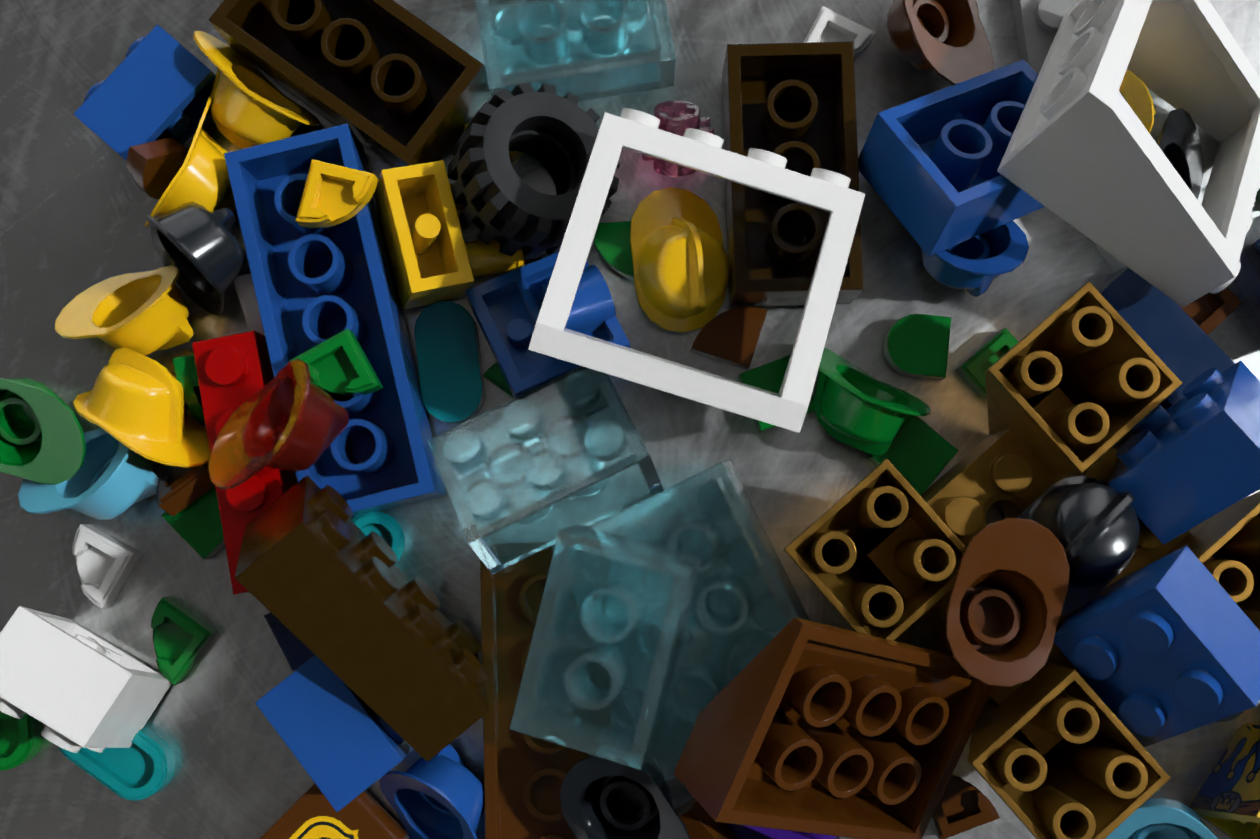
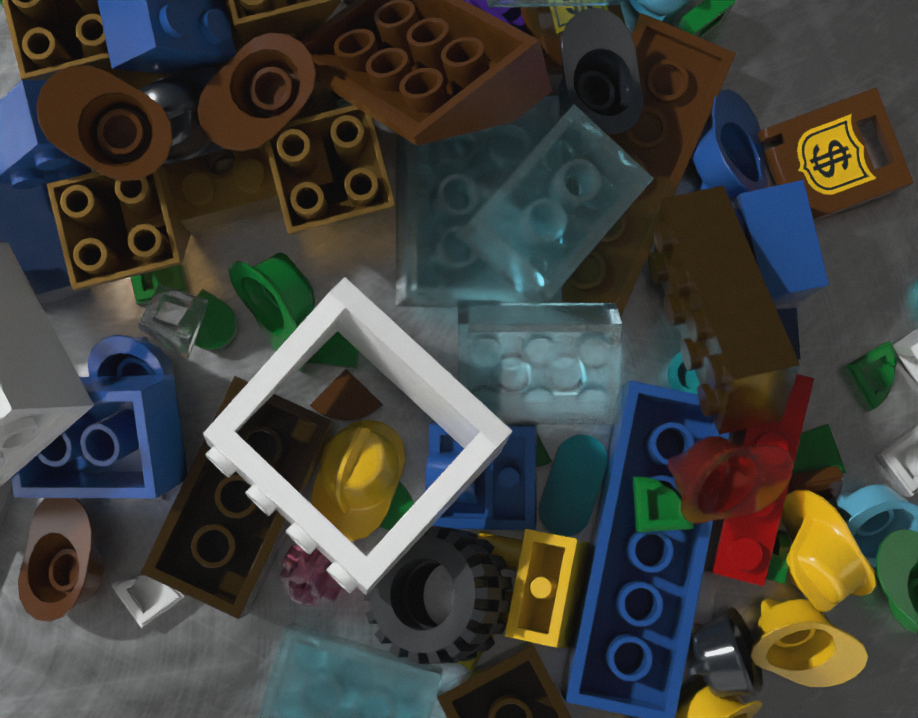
camera: 160 degrees left, 0 degrees up
(333, 194) = (602, 646): yellow tile -> none
(918, 454) = (255, 239): green tile -> none
(959, 327) = (174, 319): none -> clear slope
(1164, 471) = (104, 123): none -> reddish brown piece

